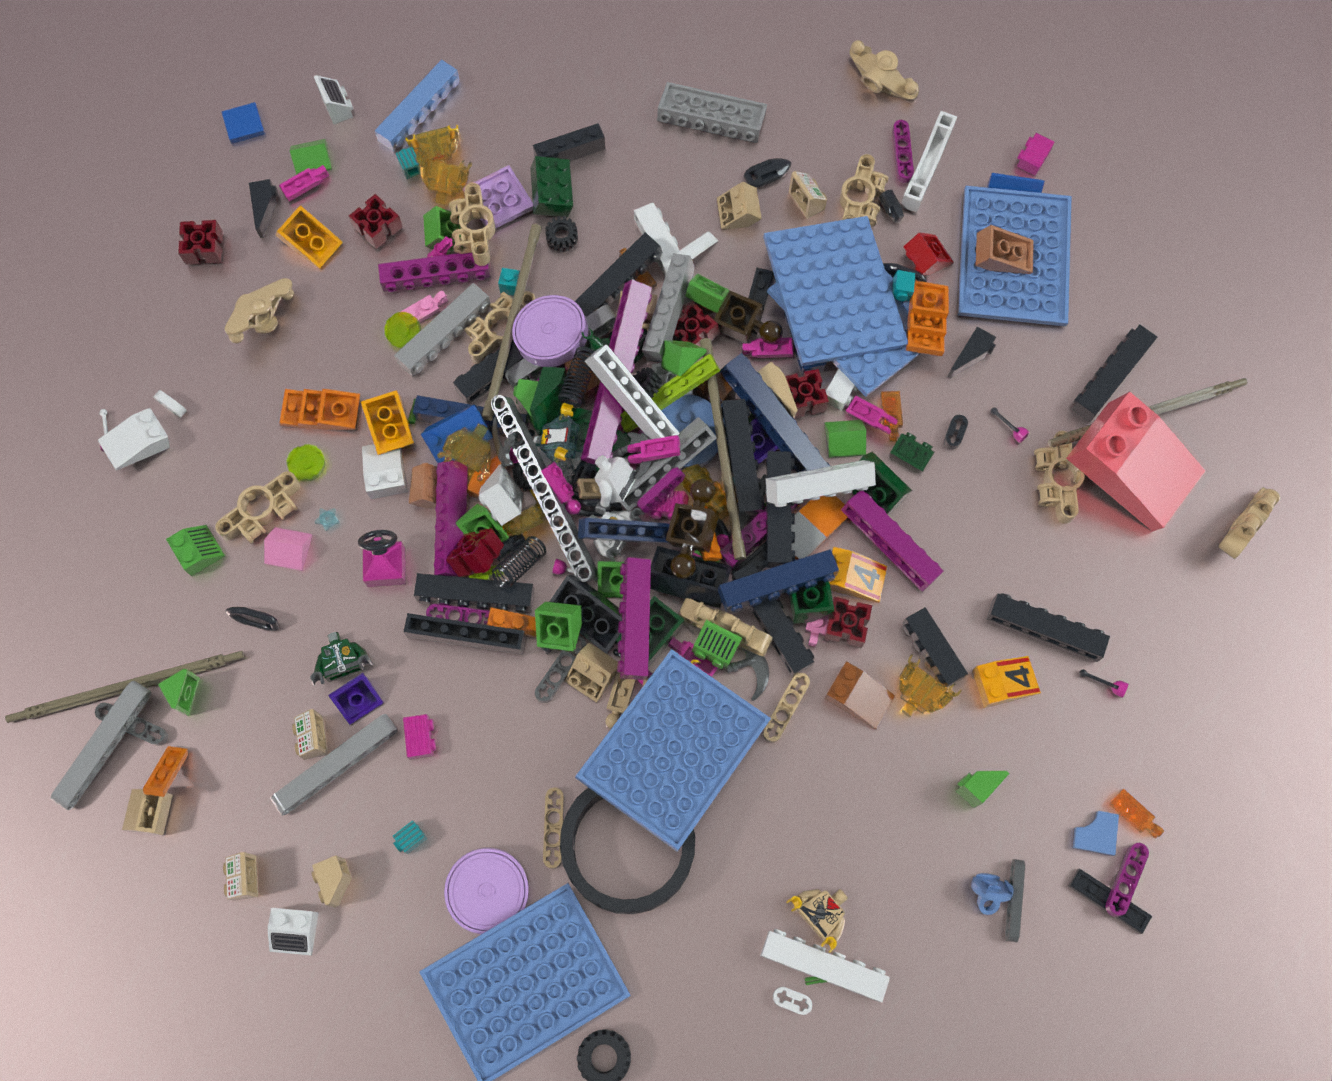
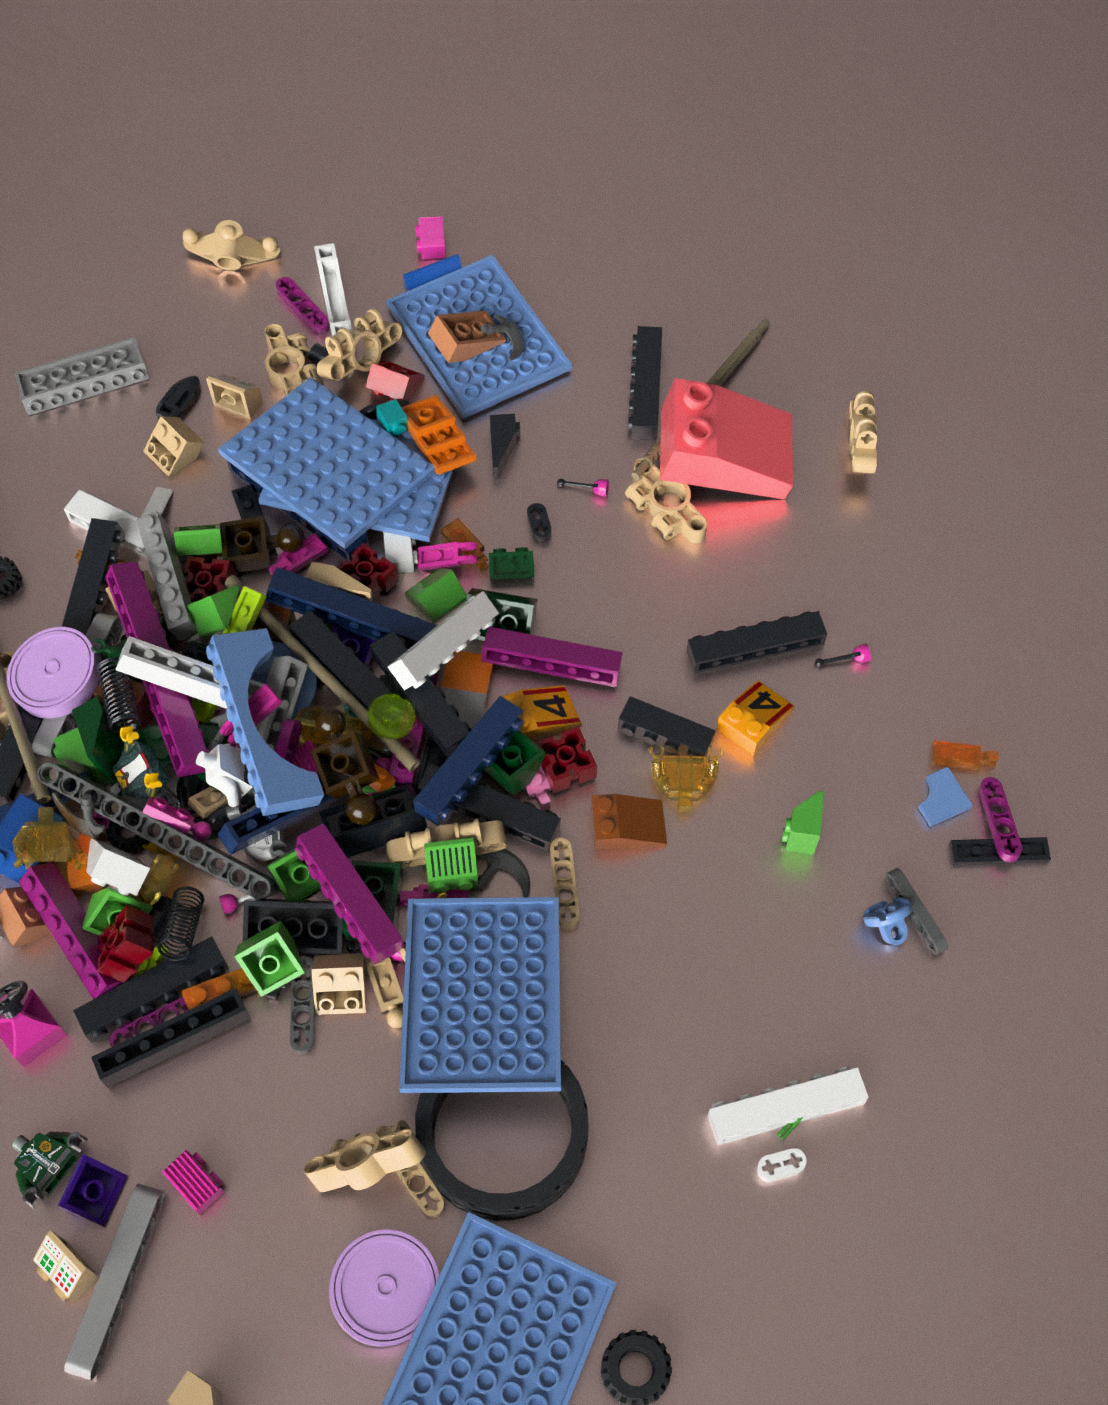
camera: 35 degrees left, 10 degrees down
(409, 837) = (257, 1296): teal brick -> none
(546, 806) = (365, 1158): none -> tan piece
(638, 510) = (276, 782): none -> medium blue arch
(747, 513) = (391, 716): none -> clear neon green tile
(822, 913) = (747, 1056): torso -> none
(939, 212) = (377, 337): none -> tan piece
(1041, 270) = (511, 330): none -> dark grey piece

